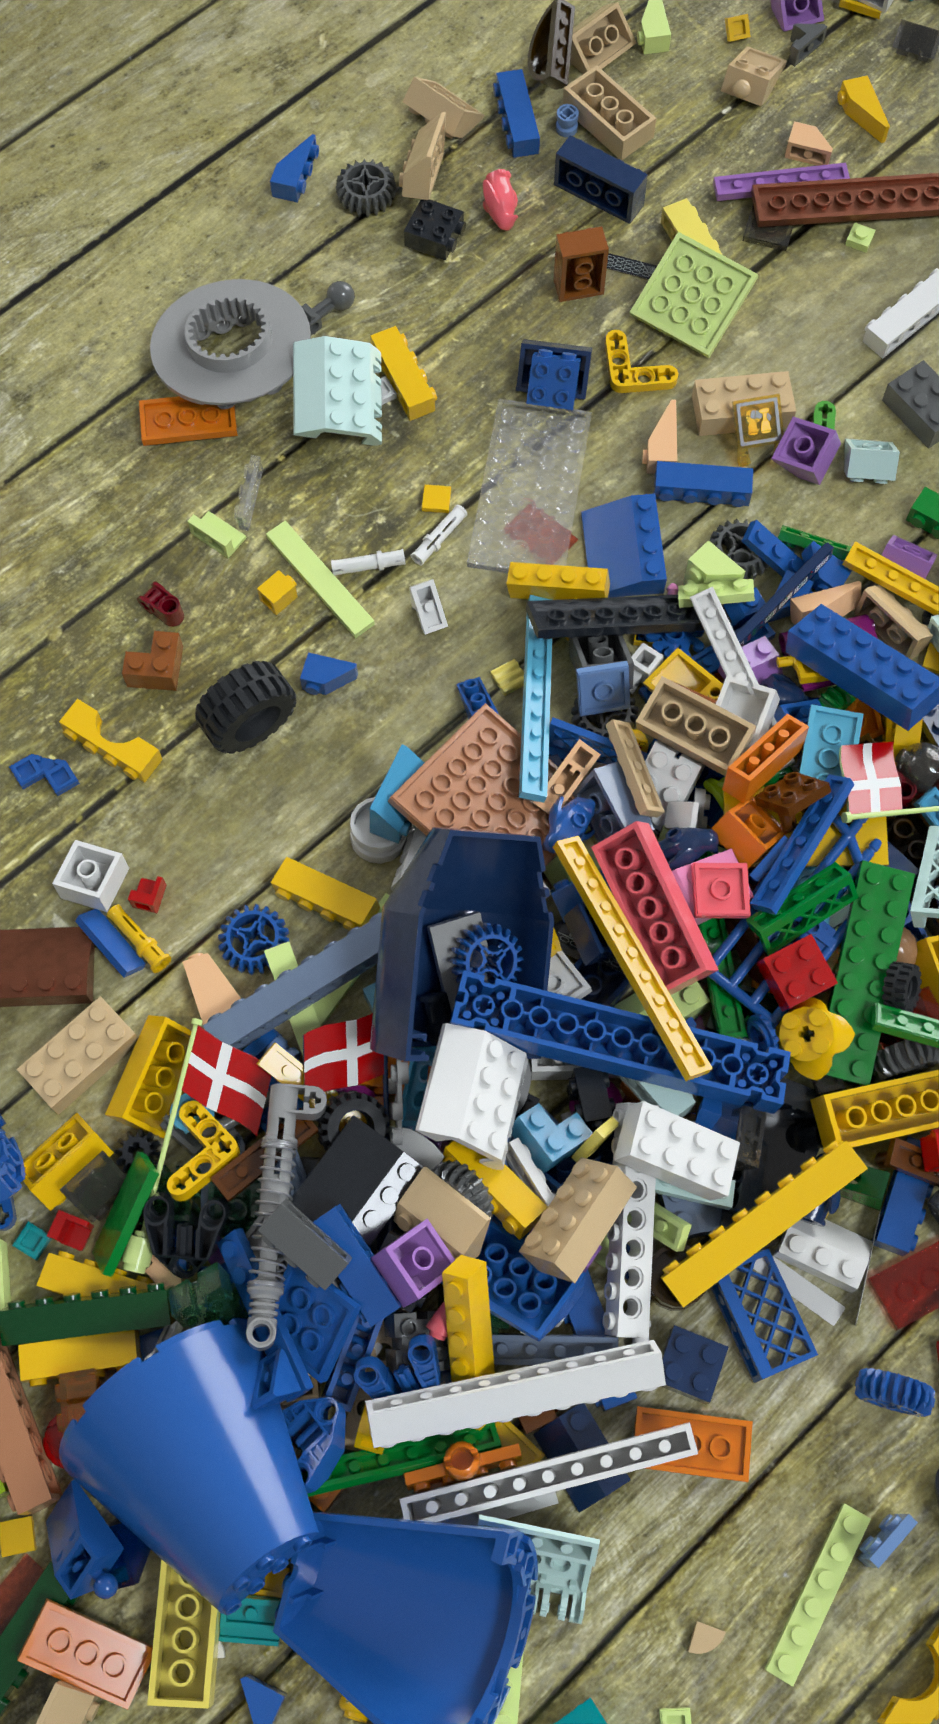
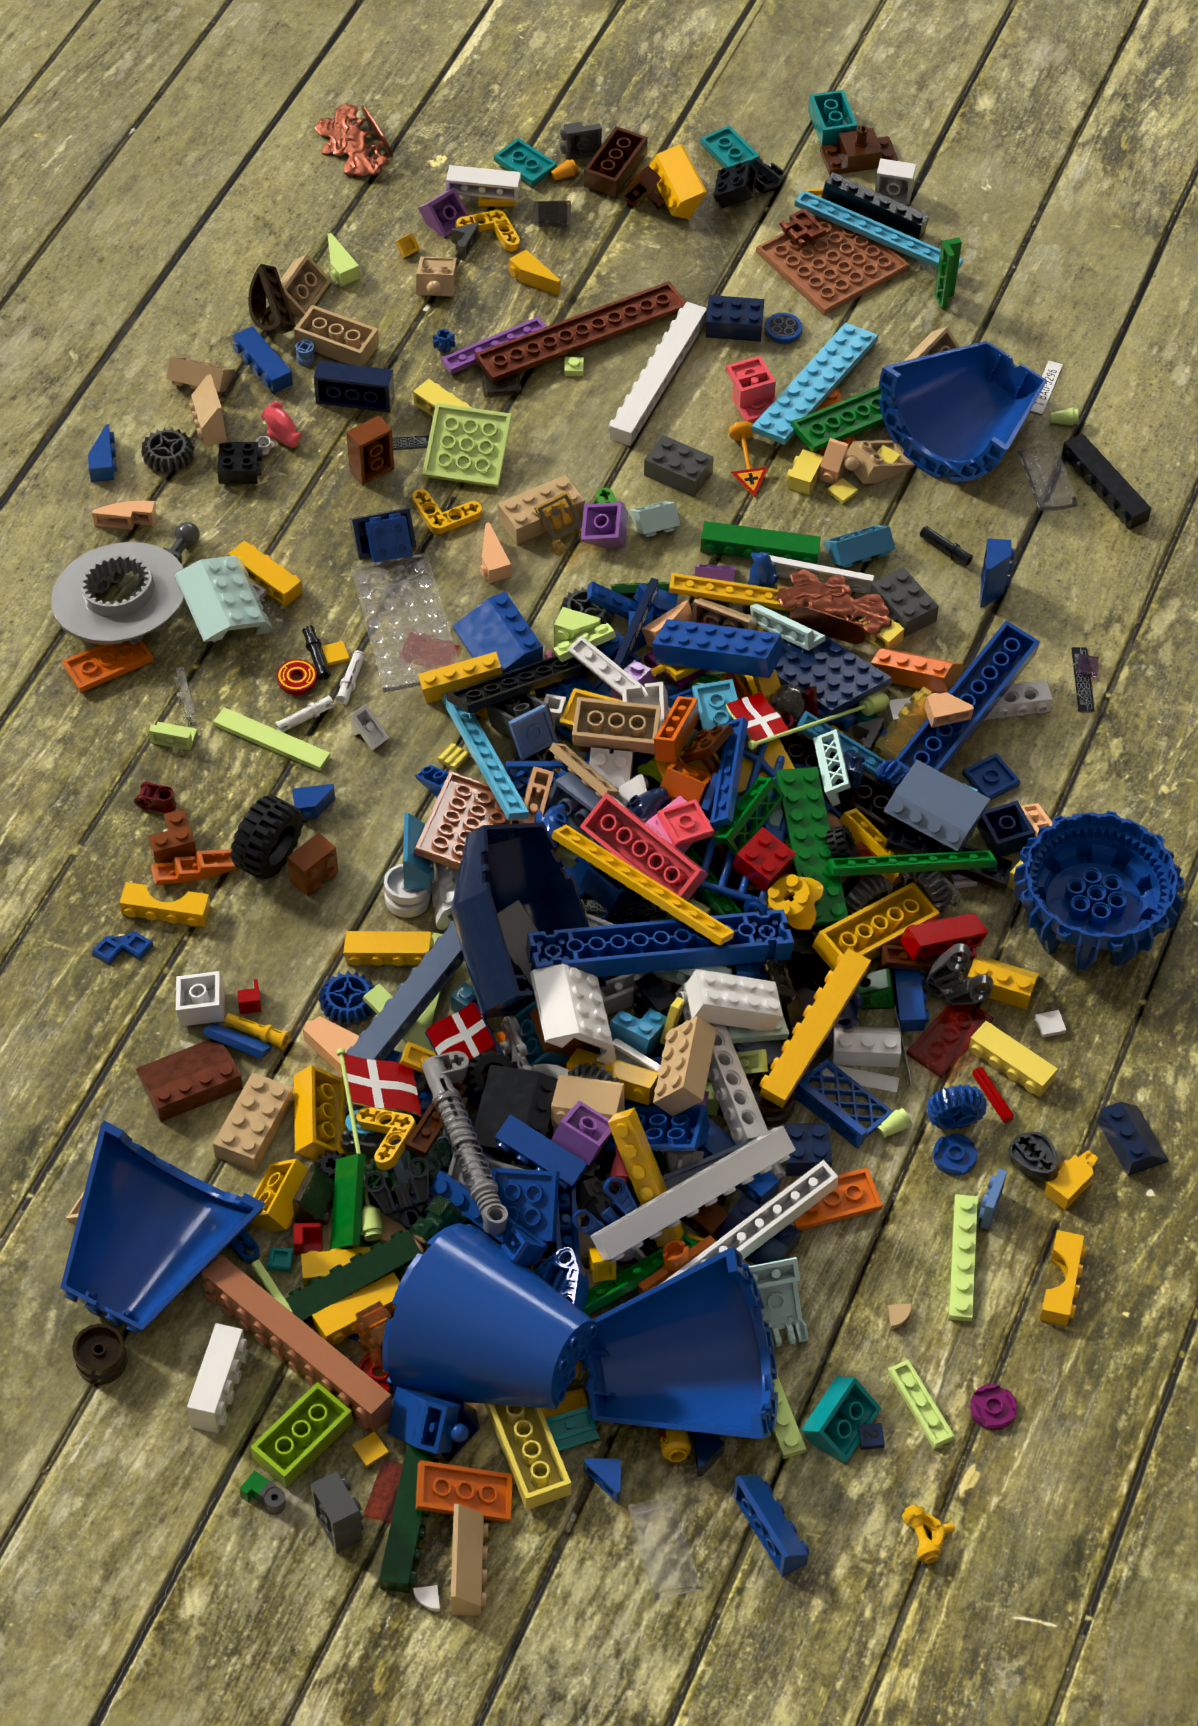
camera: 25 degrees left, 15 degrees down
(157, 705) = (192, 868): none -> orange slope
(277, 592) = (244, 758): yellow brick -> none
(287, 249) = (125, 514): none -> light nougat slope
(288, 756) = (313, 864): none -> dark orange brick
(304, 1245) = (501, 1143): dark grey brick -> none
(381, 500) = (296, 667): none -> red tile
(416, 482) = (313, 645): none -> black pin
(473, 216) = (265, 444): none -> white plate
(503, 950) = (525, 923): blue gear -> none
(703, 483) = (537, 574): blue brick -> none
(726, 157) = (443, 340): none -> blue gear
(808, 145) = (503, 313): light nougat slope -> none
(811, 1372) = (894, 1123): none -> yellowish green cone
(852, 32) = (497, 221): none -> yellow beam
(868, 1445) = (955, 1154): none -> blue tile

